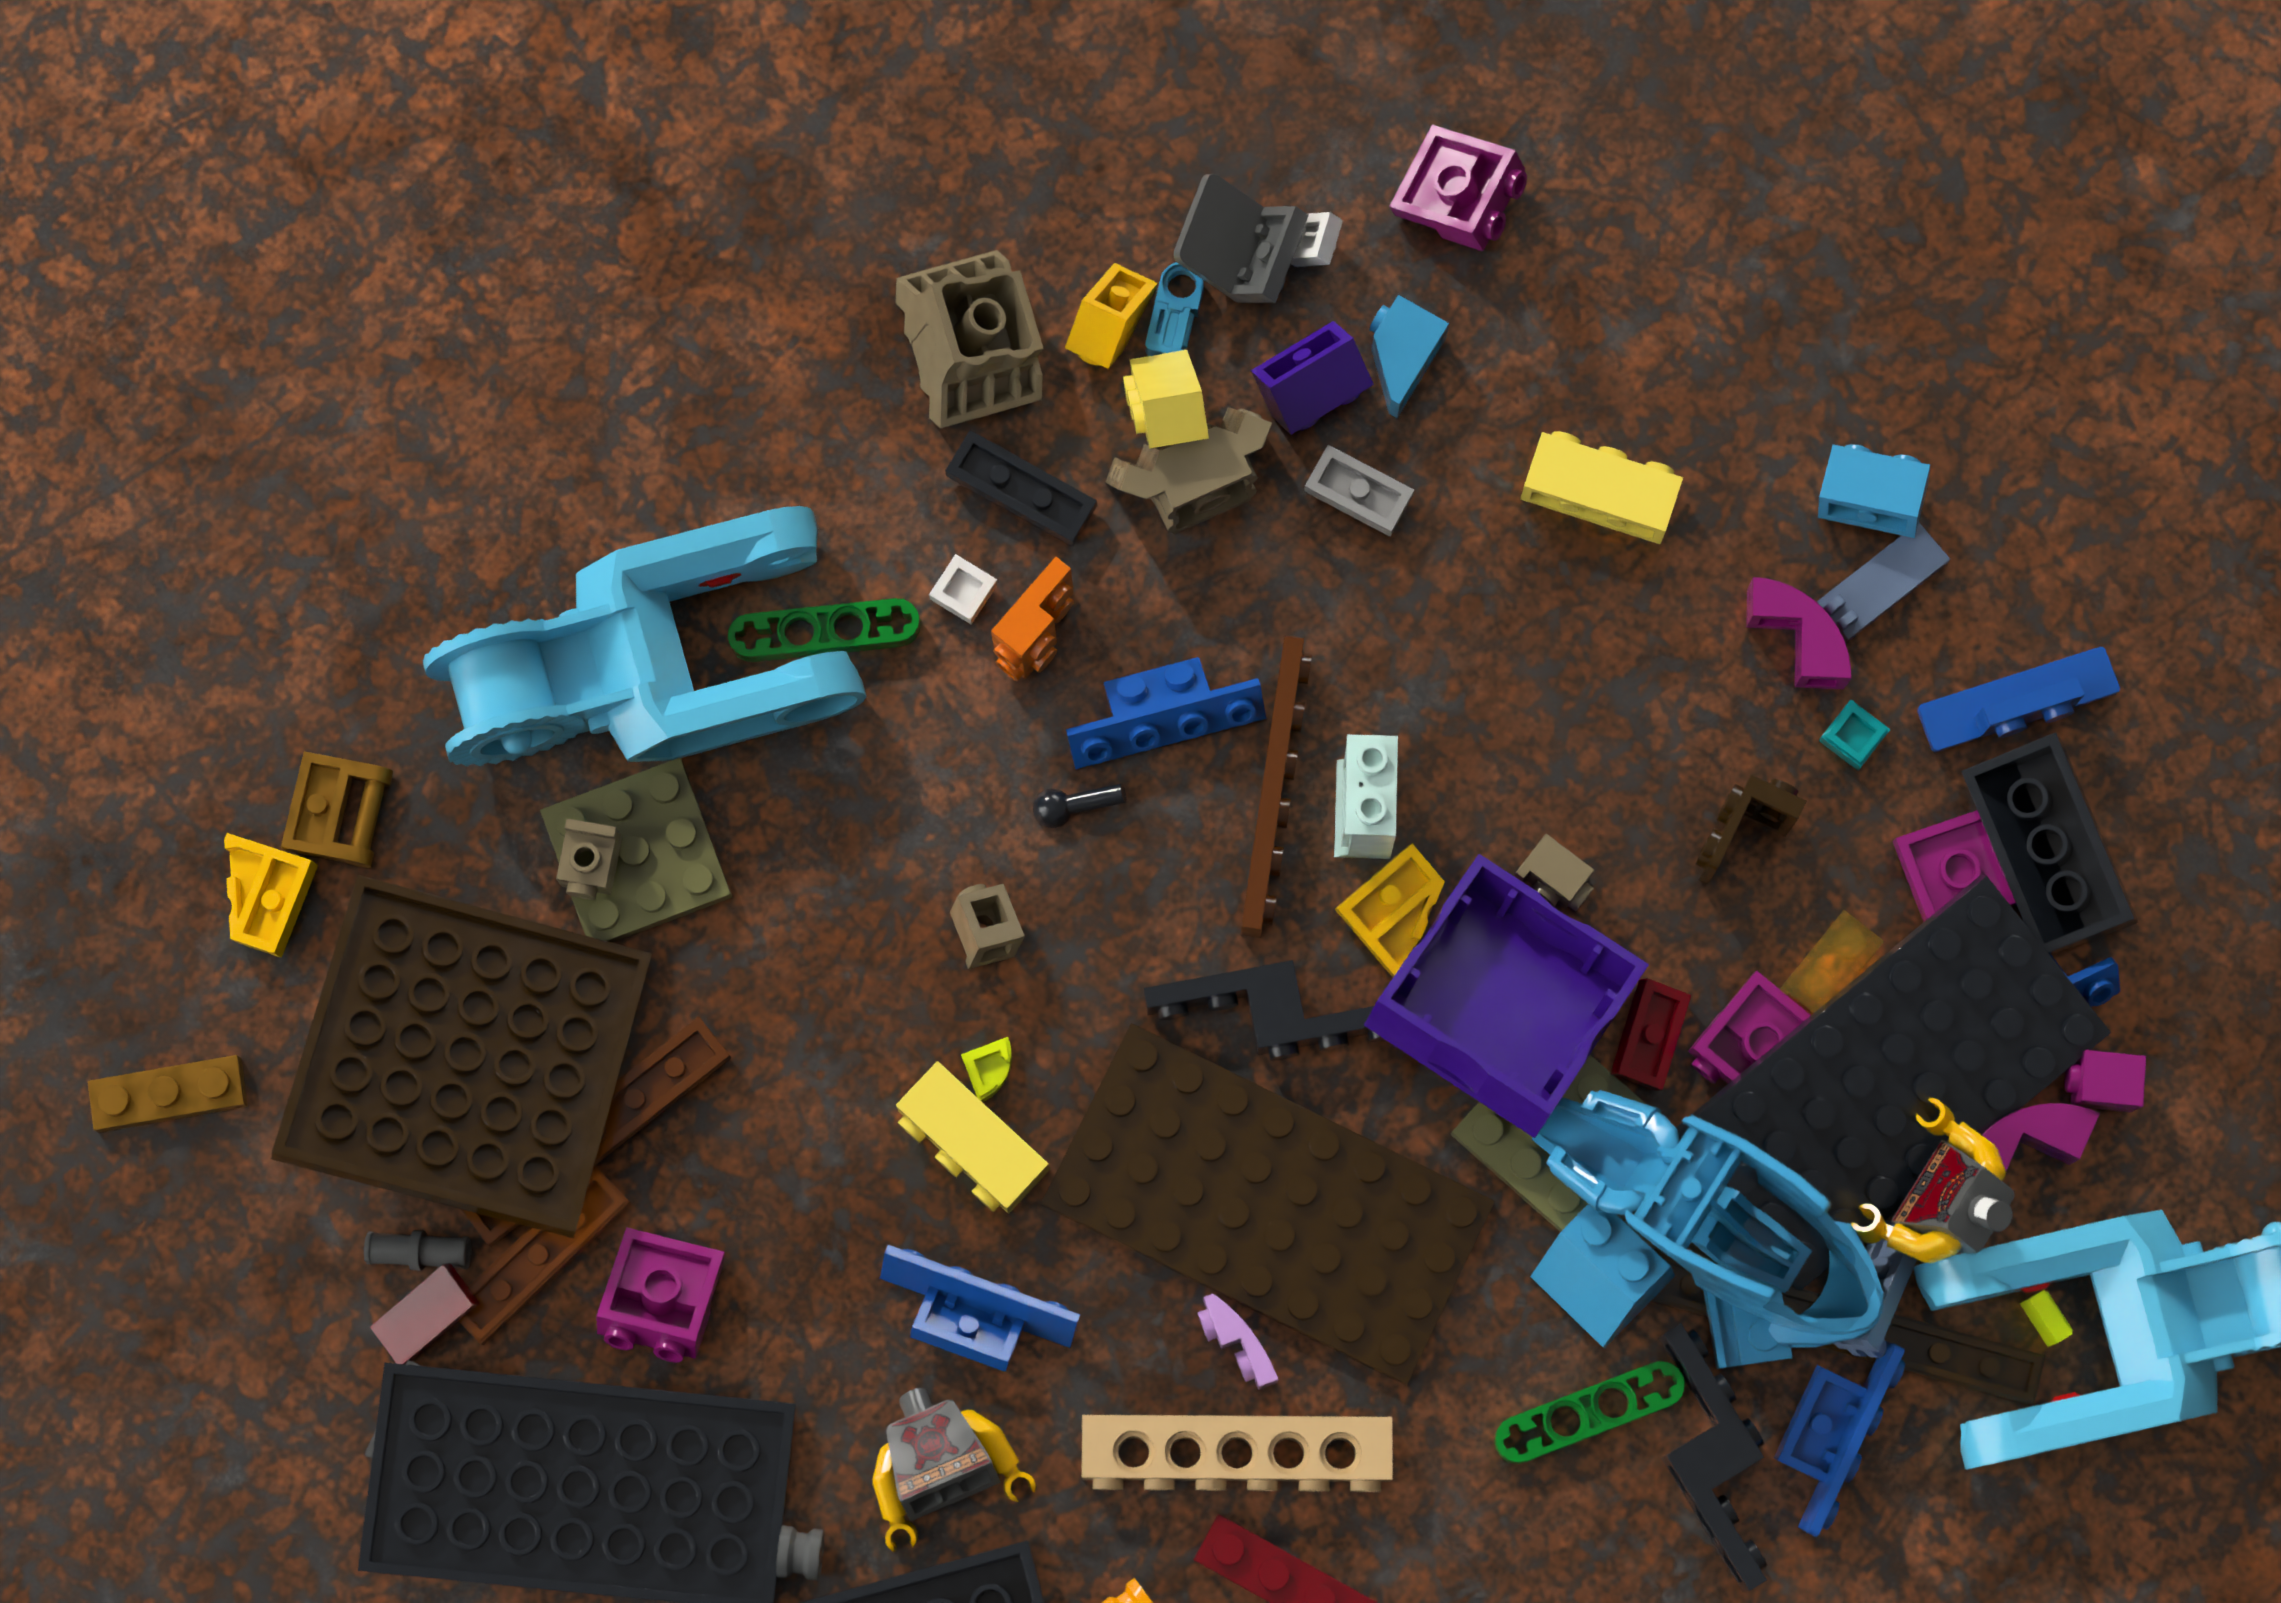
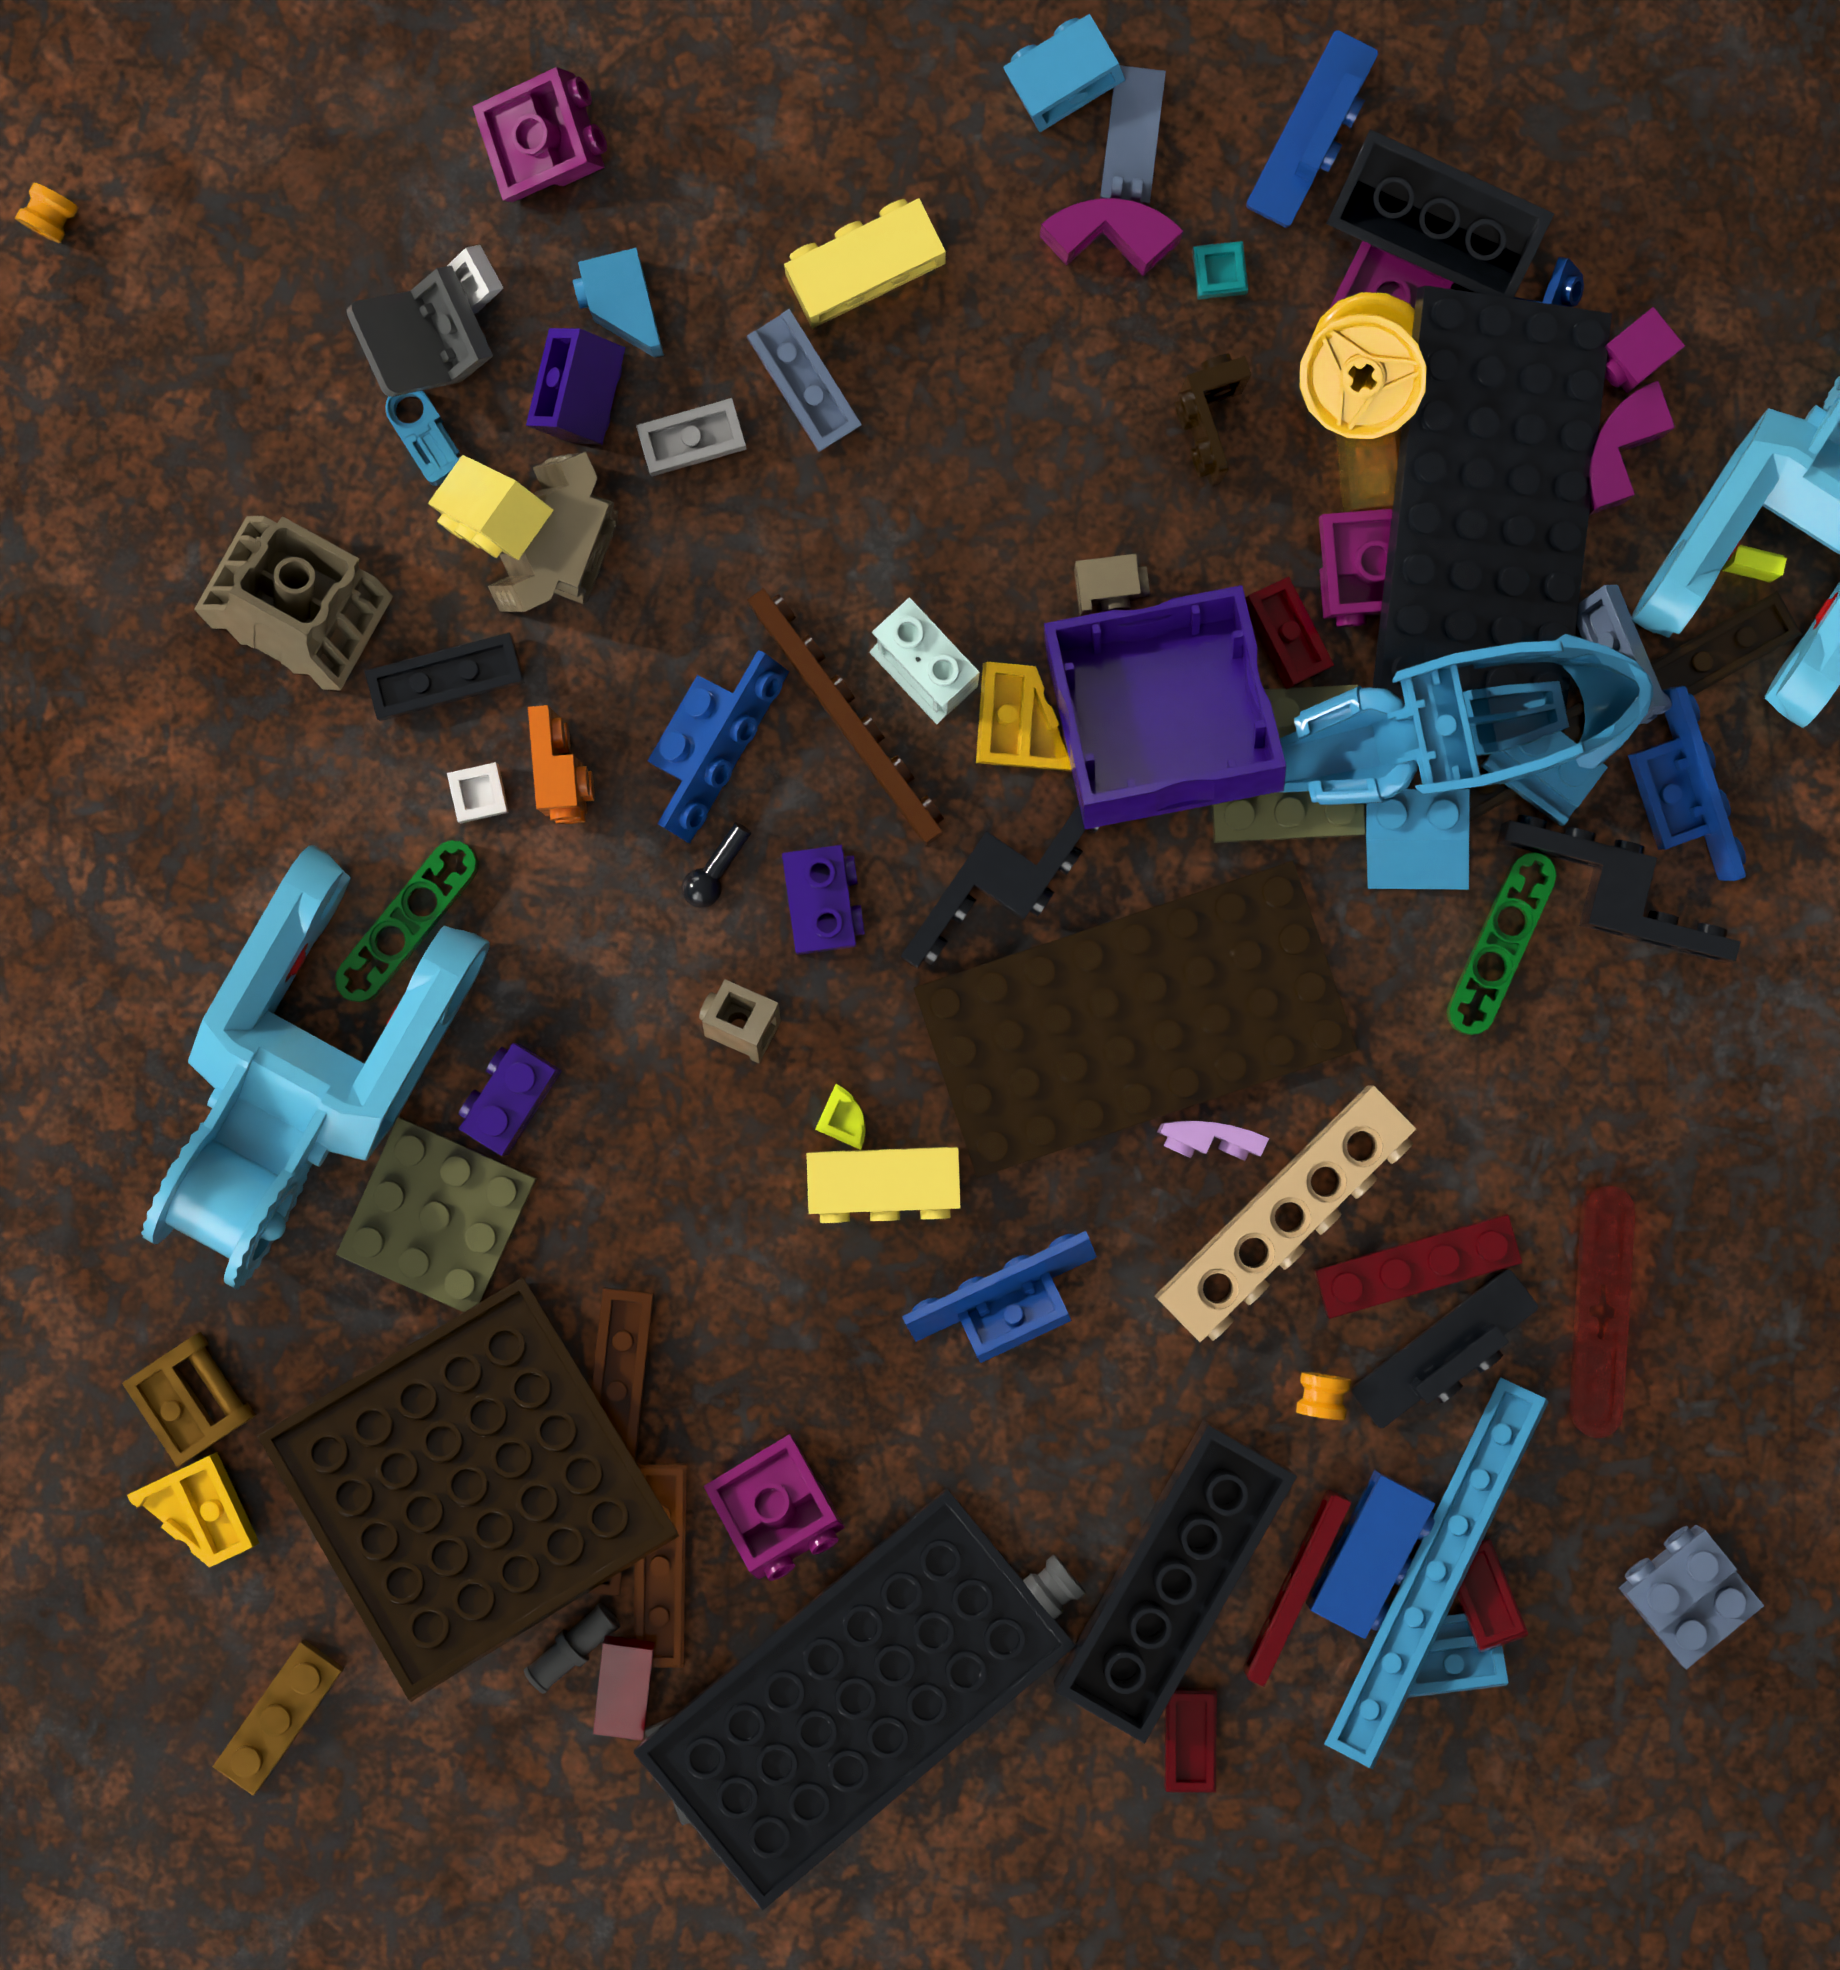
camera: 45 degrees left, 10 degrees up
(597, 877) = (414, 1238): dark tan brick -> none
(769, 818) = (509, 1098): none -> dark purple brick
(937, 1460) = (1087, 1428): torso -> none
(1109, 315) = (380, 484): yellow slope -> none
(1128, 896) = (821, 899): none -> dark purple brick
(1477, 527) = (803, 380): none -> sand blue hinge
(1885, 891) = (1333, 372): none -> yellow piece
(1953, 1200) = (1621, 546): torso -> none

